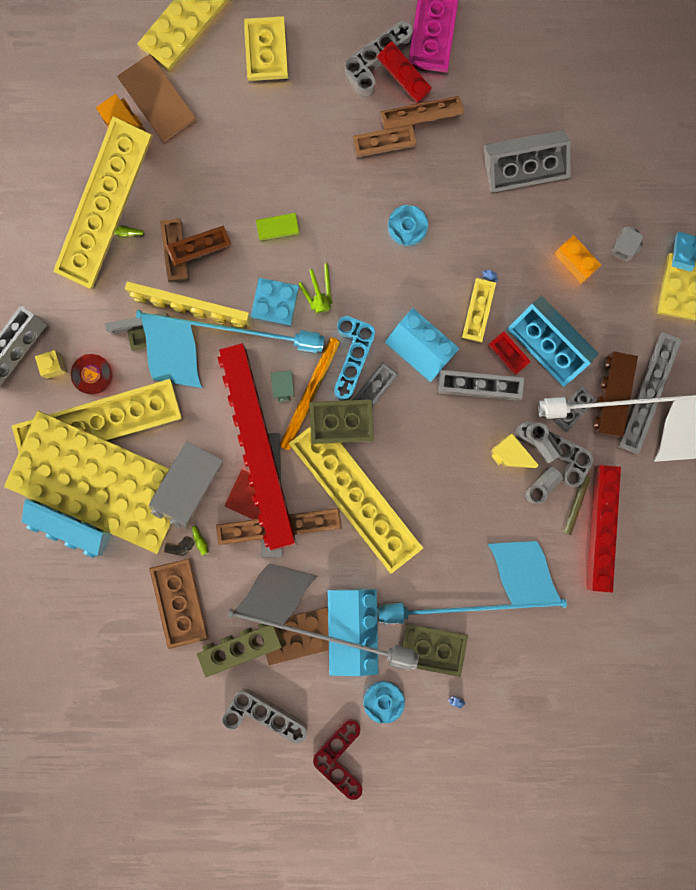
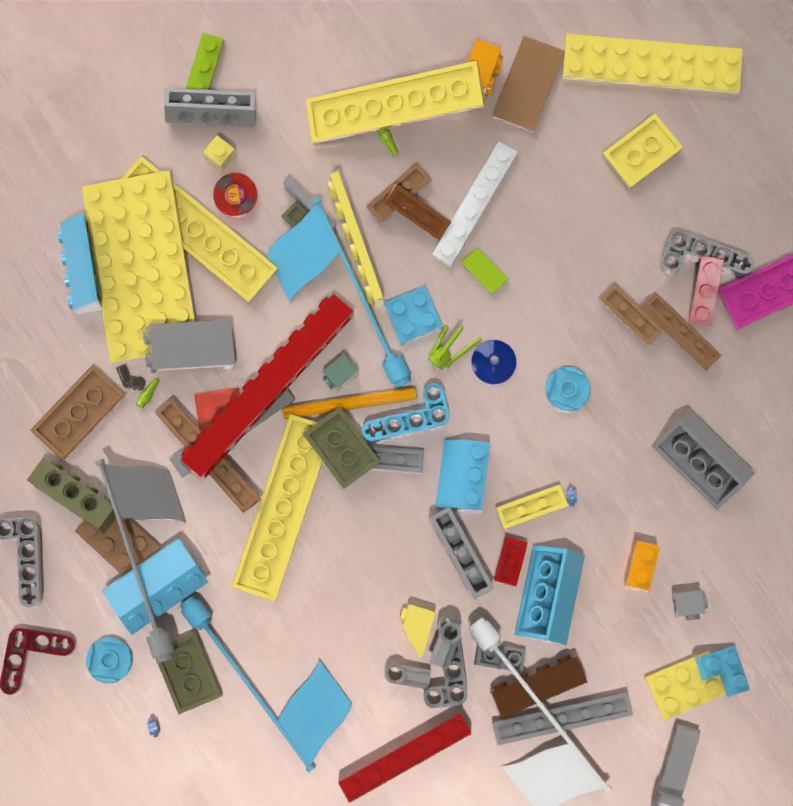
camera: 55 degrees right, 5 degrees down
(221, 199) = (474, 204): none -> white plate
(346, 275) = (489, 372): none -> clear blue dish
(576, 506) = (410, 720): olive bar -> none

